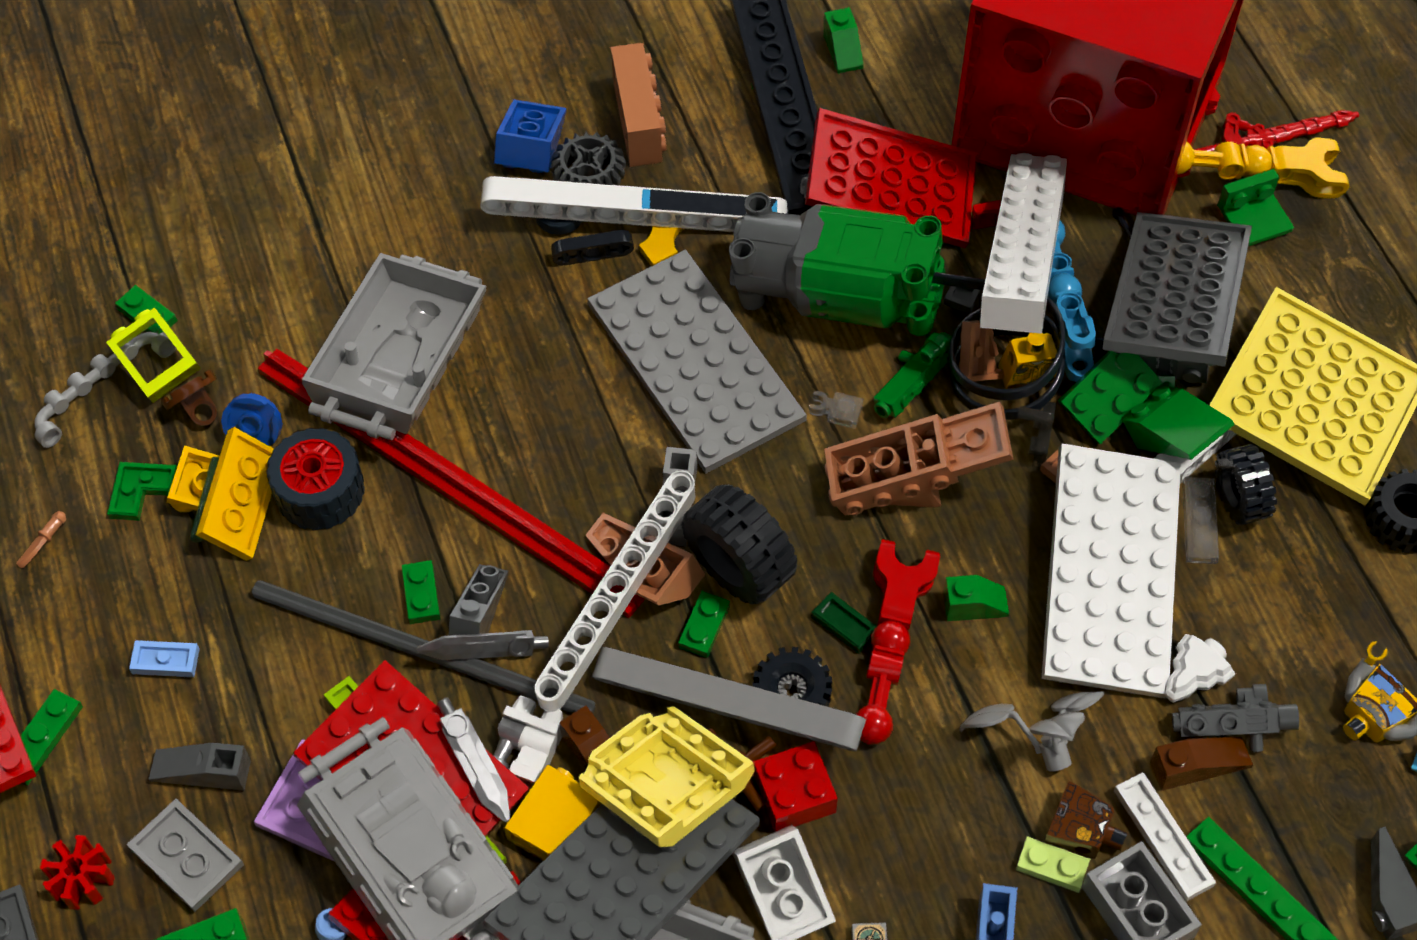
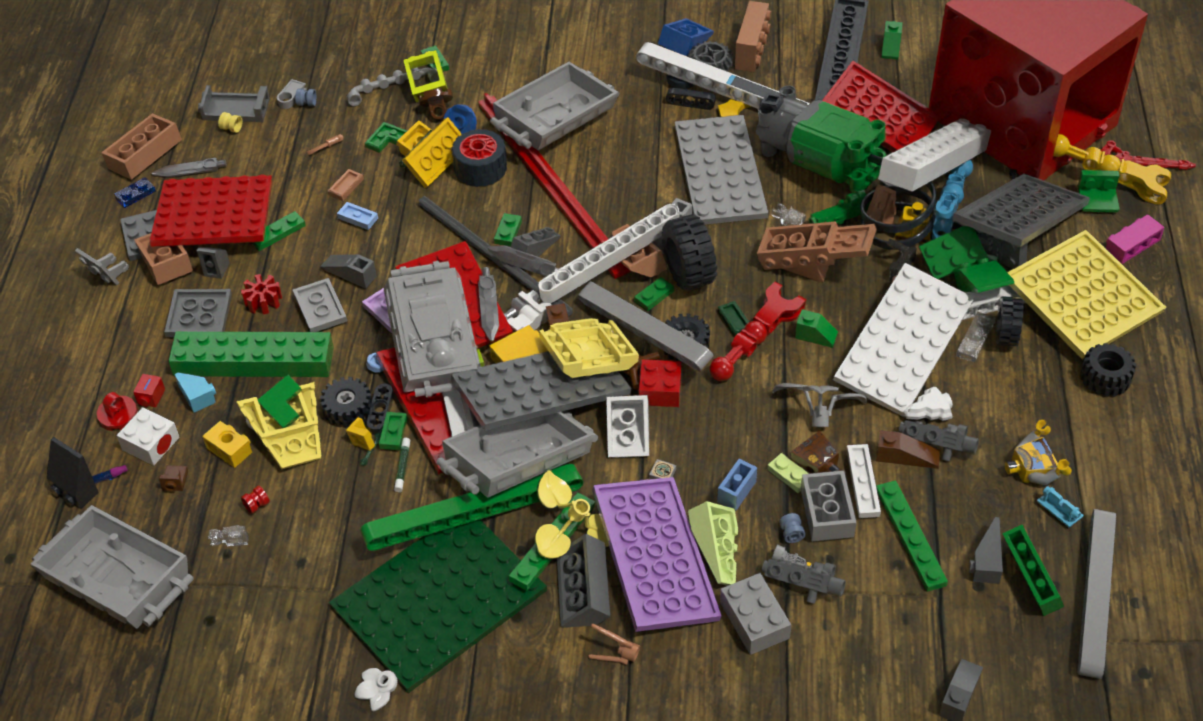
camera: 25 degrees right, 10 degrees down
(113, 604) = (345, 184): none -> nougat tile
(746, 234) = (772, 102): none -> black tile
(1337, 271) = (1134, 238): none -> dark pink brick

